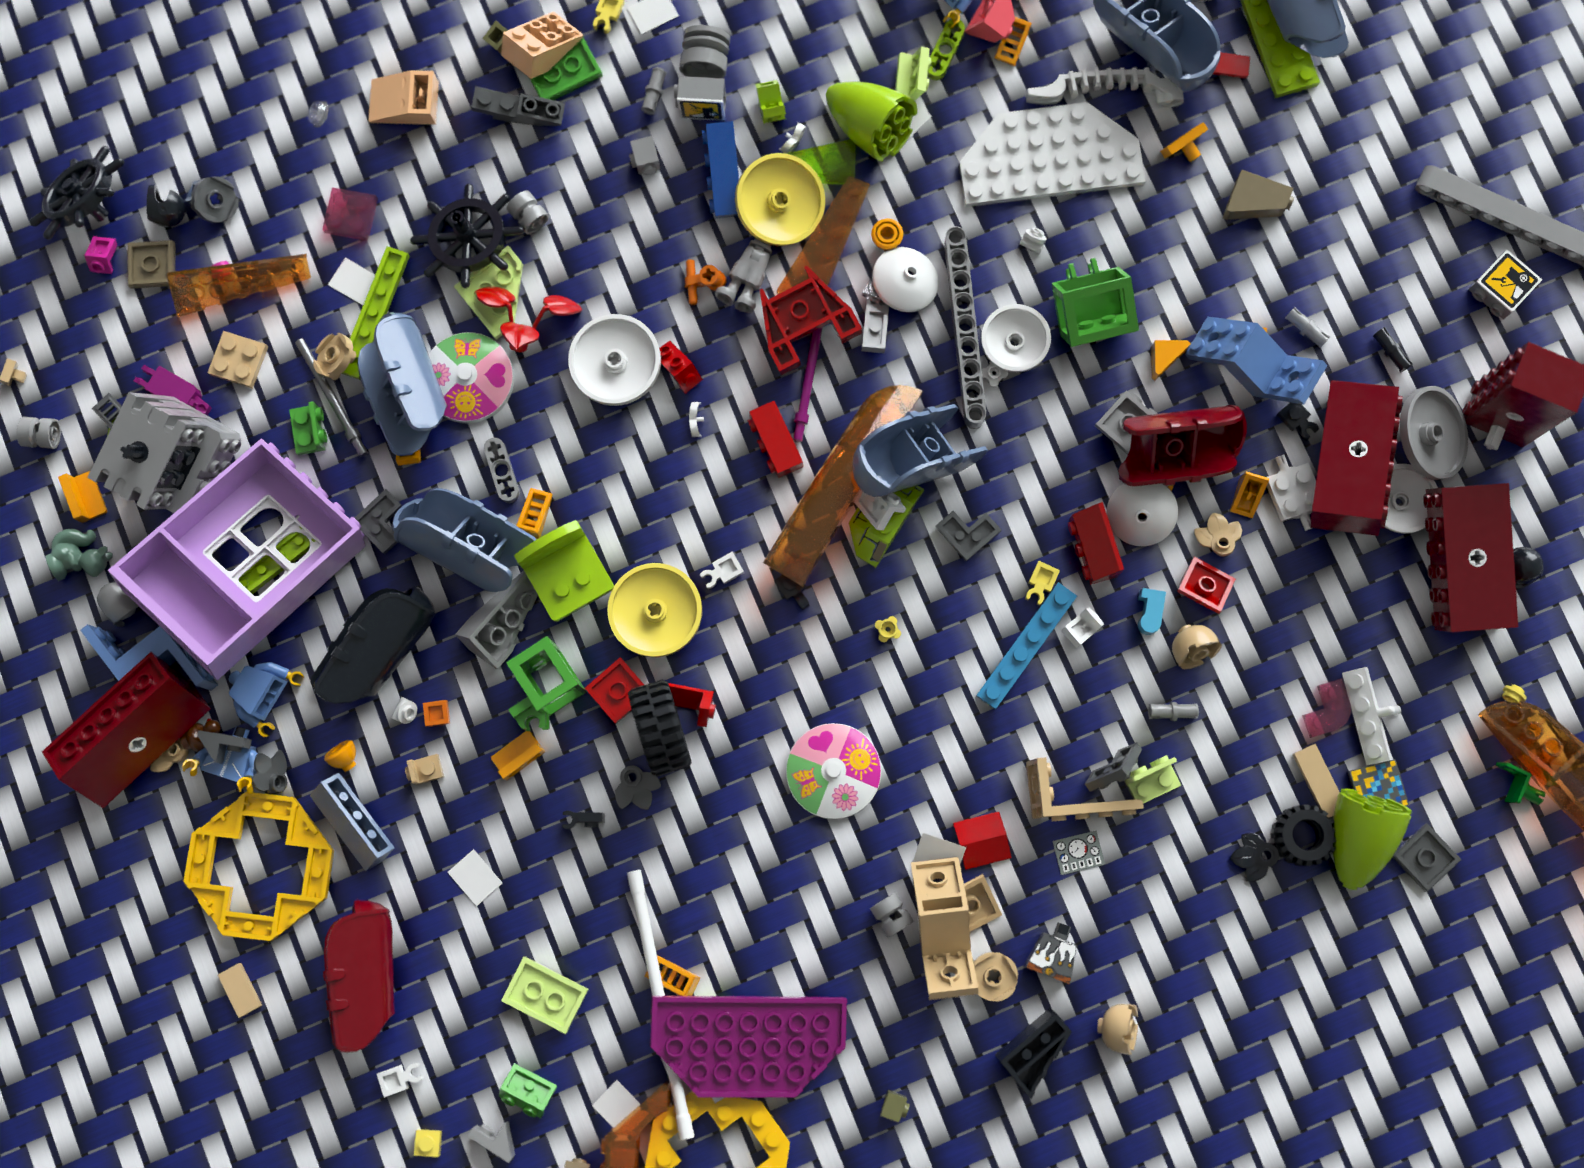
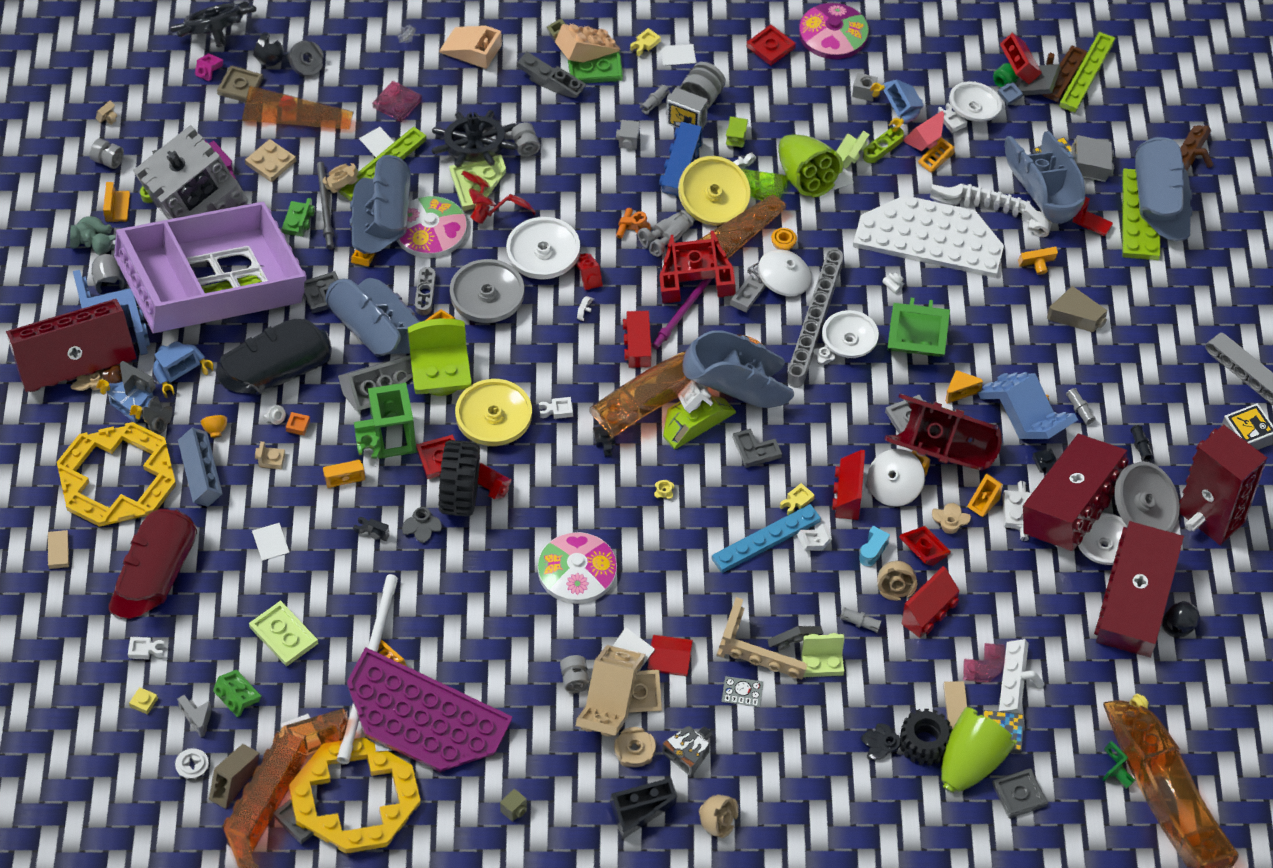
camera: 15 degrees right, 25 degrees down
(575, 446) = (487, 291): none -> light grey dish
(1245, 663) = (930, 603): none -> red slope

